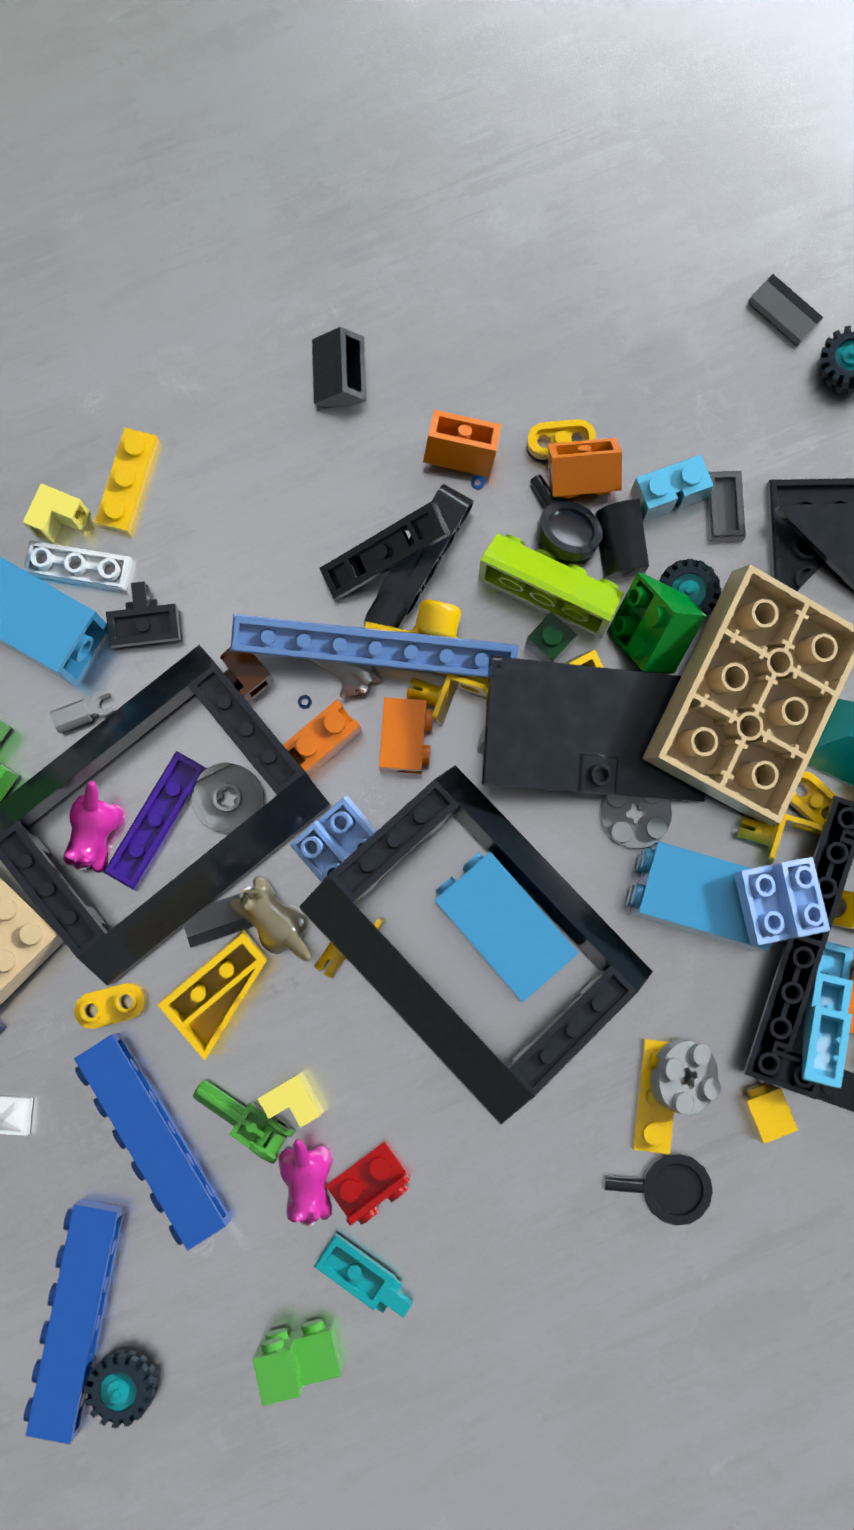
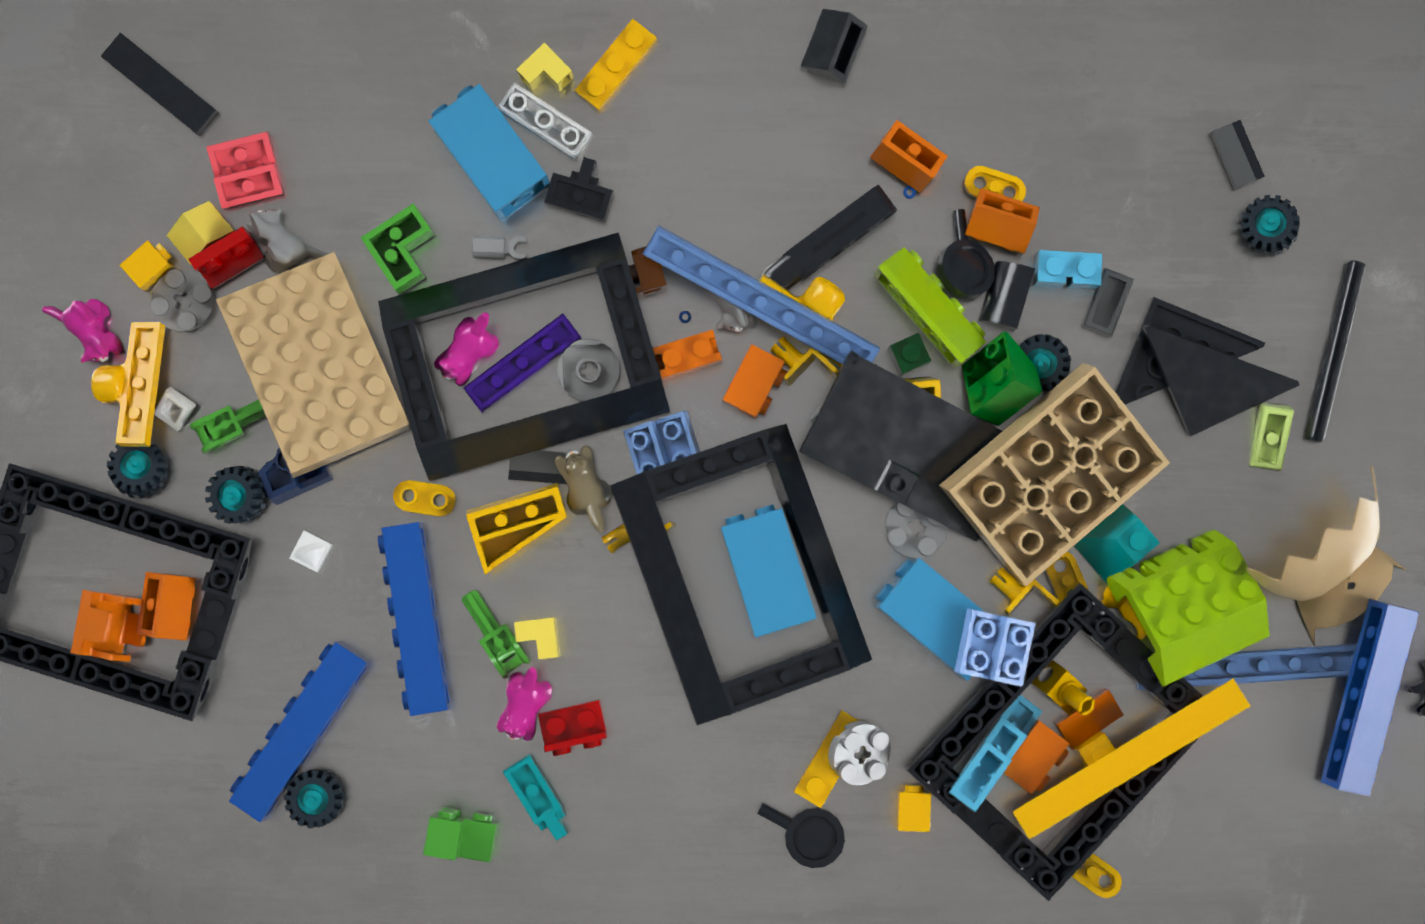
camera: 20 degrees right, 5 degrees up
(385, 550) = (804, 222): black hinge -> none

